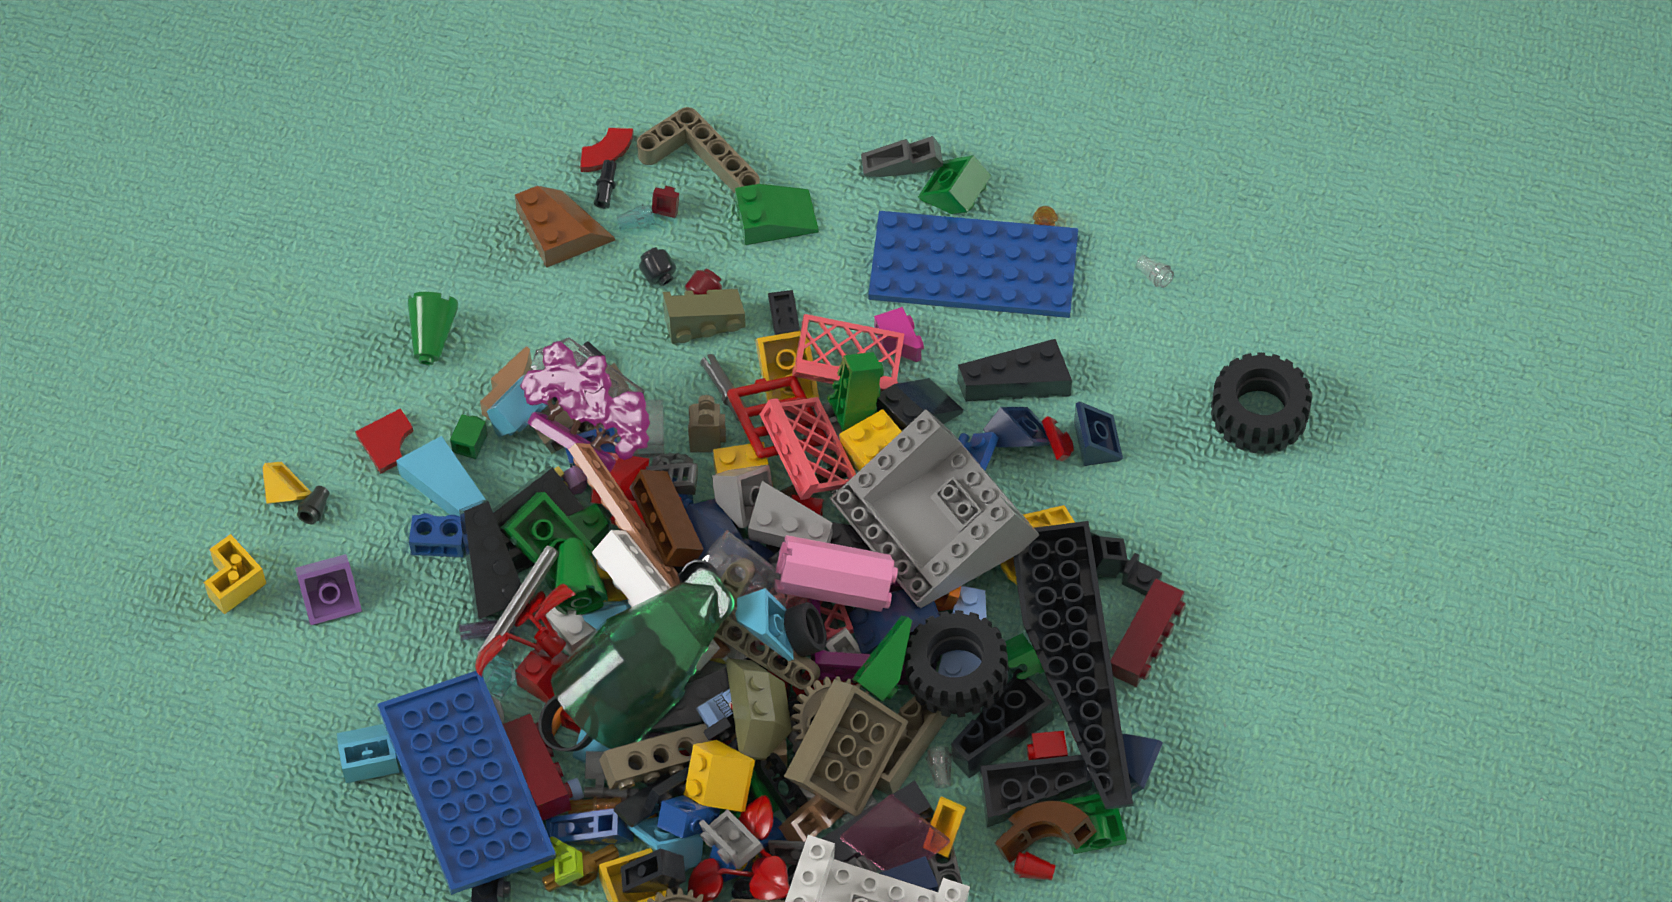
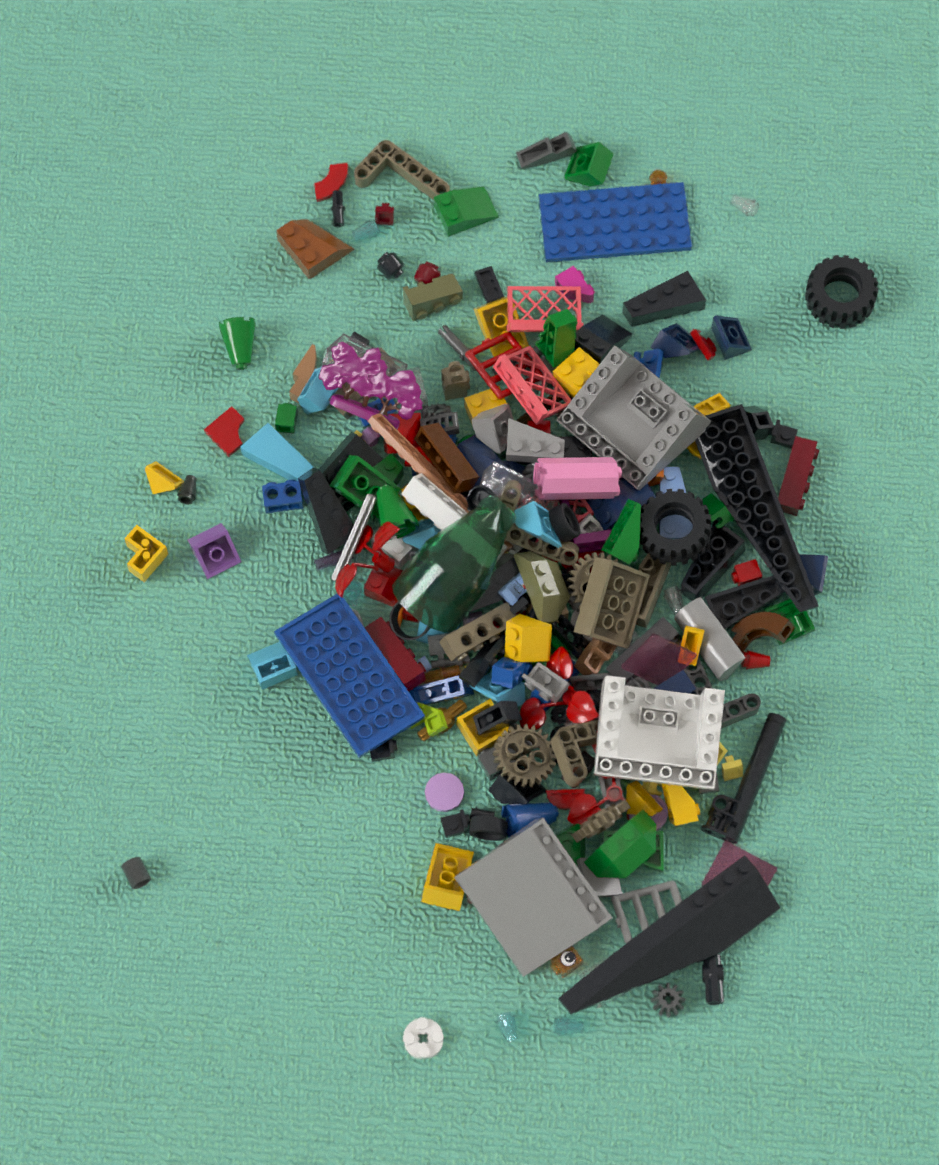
camera: 10 degrees left, 10 degrees up
(980, 832) = (717, 646): none -> light grey brick

